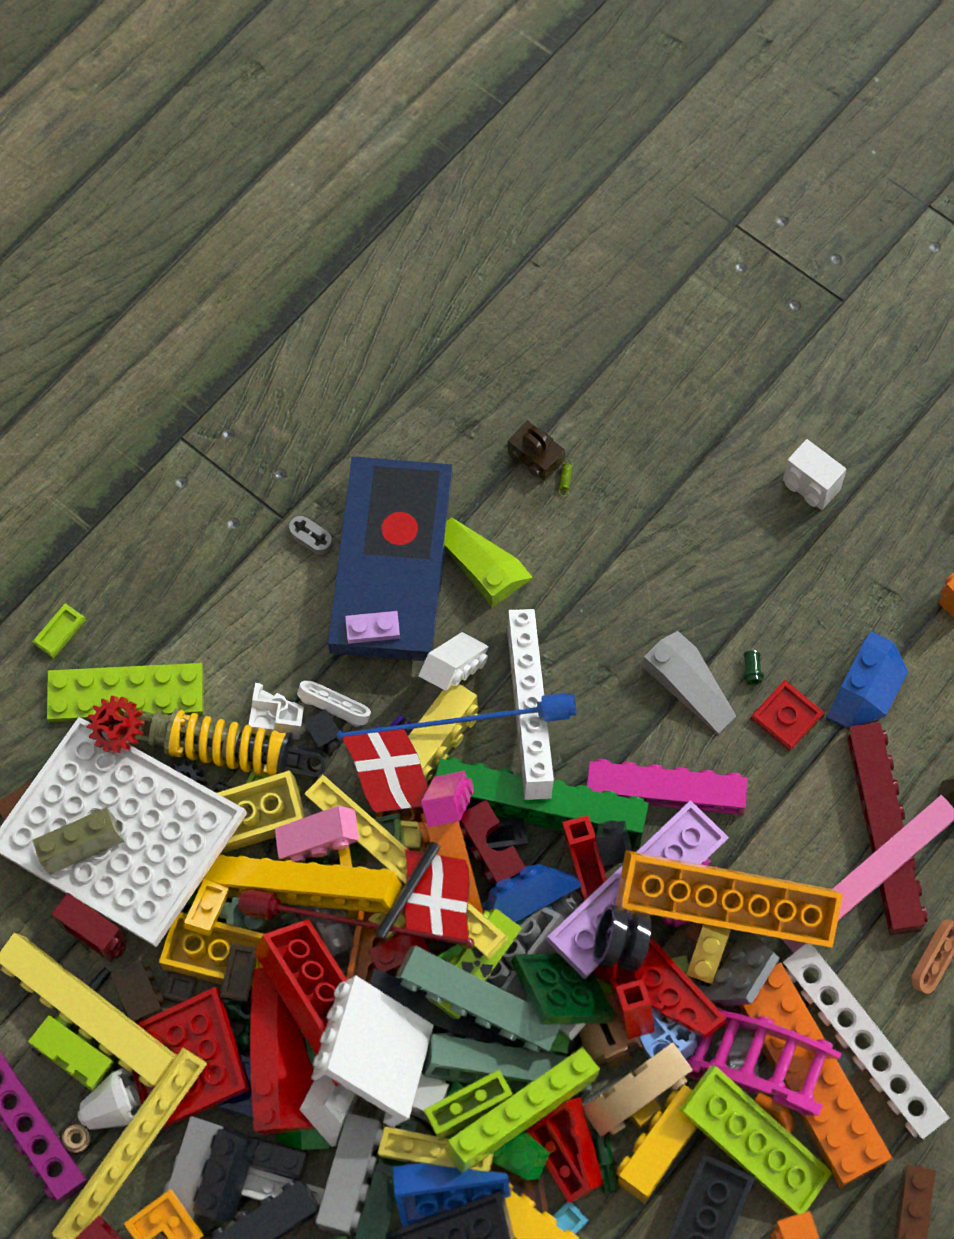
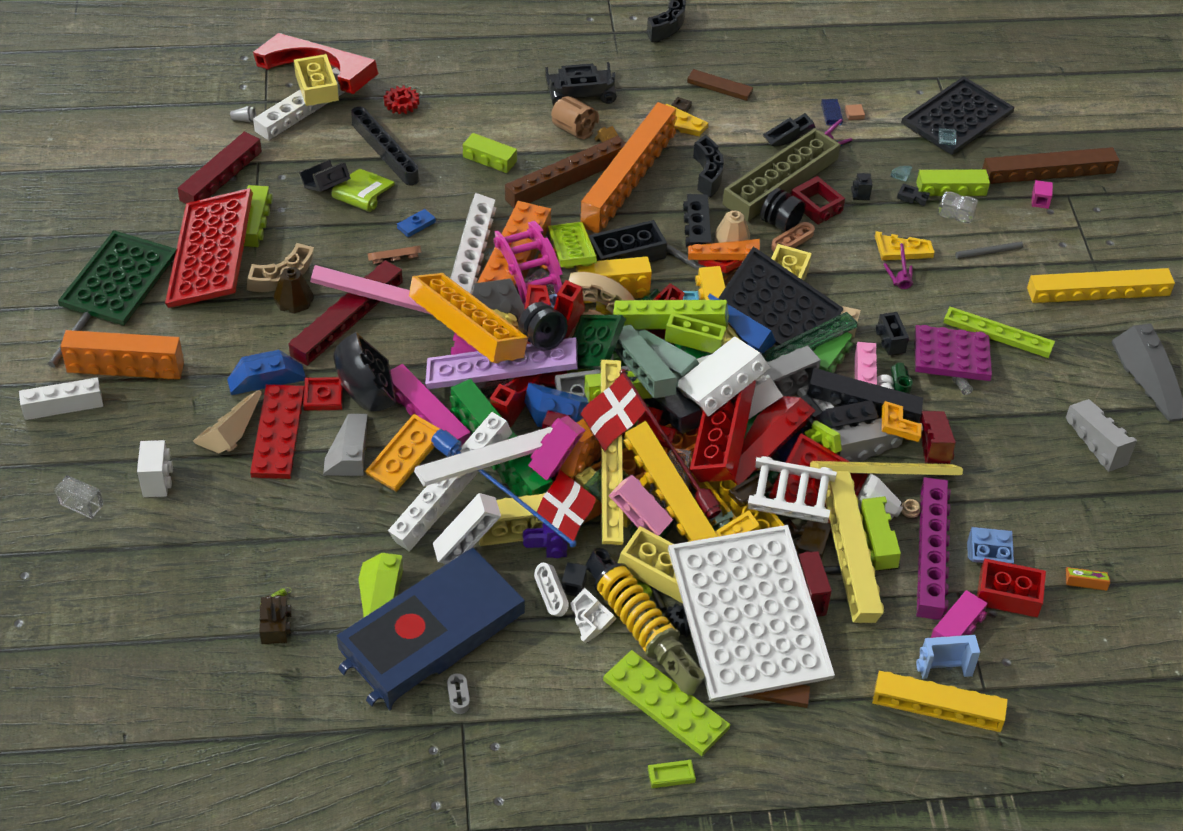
camera: 140 degrees left, 20 degrees down
(78, 840) = (781, 611): olive brick -> none
(110, 714) = (697, 657): red gear -> none
(173, 977) = (779, 505): none -> white fence
(210, 1113) = (825, 436): none -> lime plate
(372, 627) = (490, 583): lavender plate -> none
(407, 890) = (625, 424): black bar -> none
(503, 736) = (480, 457): none -> white tile
(613, 841) = (488, 383): black brick -> none
(624, 715) = (403, 453): none -> light orange tile
(749, 746) = (364, 373): none -> black brick
(753, 668) = (312, 422): dark green pin -> none
(774, 633) = (277, 432): none -> red plate
(814, 581) = (229, 427): none -> tan wedge
(844, 397) = (79, 496): none -> clear brick

